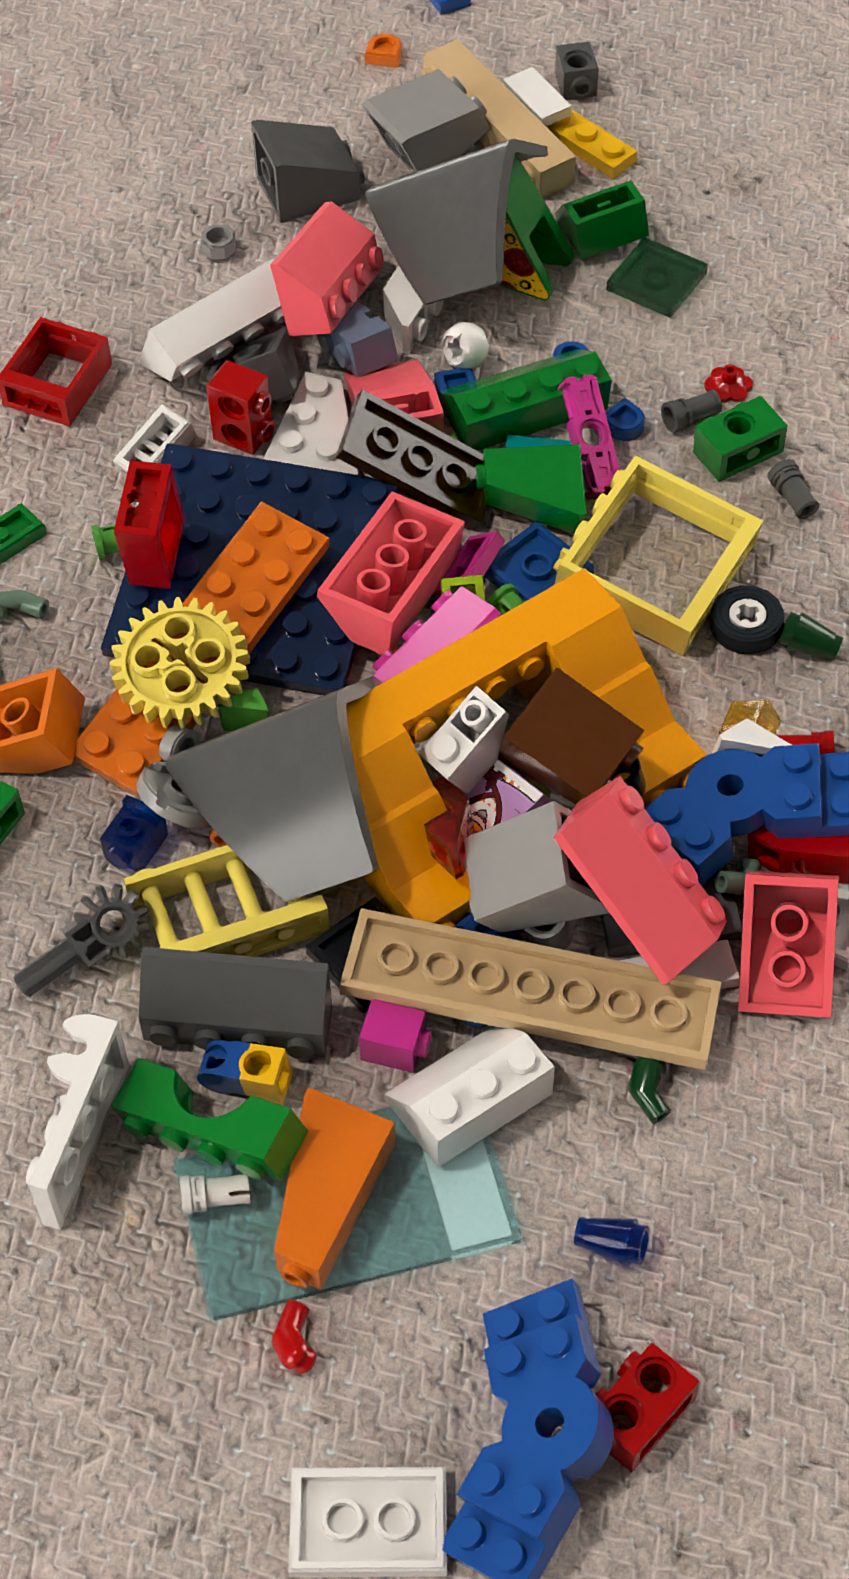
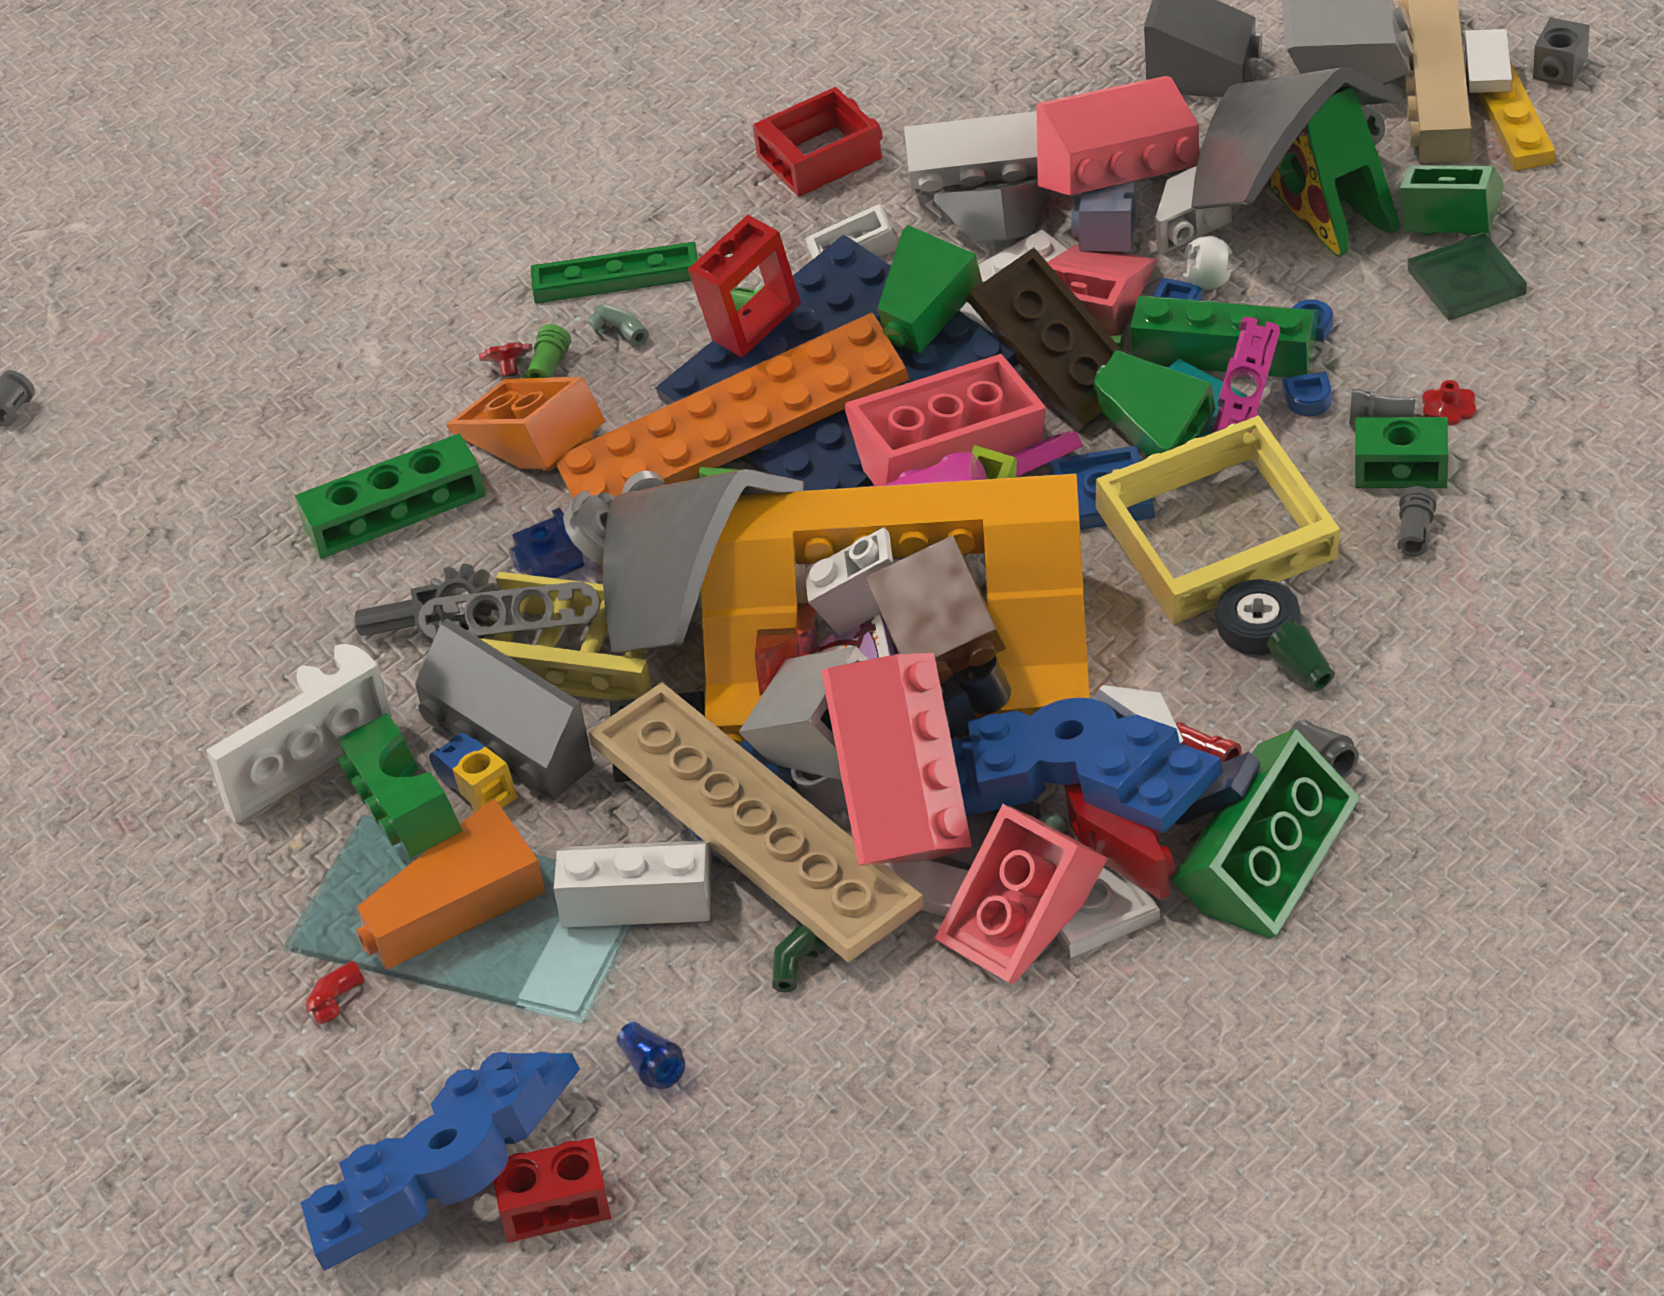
camera: 40 degrees right, 10 degrees down
(173, 915) = (509, 607): none -> light grey beam
(201, 1193) = (354, 844): white pin -> none
(206, 637) = (654, 428): light yellow gear -> none
(218, 242) = (1065, 83): light grey tile -> none
(240, 407) = (941, 213): red brick -> none
(292, 460) = (925, 288): none -> green slope
(368, 1522) = (266, 1155): white tile -> none
(394, 1036) = (613, 804): dark pink brick -> none
(758, 711) = (1187, 704): clear yellow slope -> none

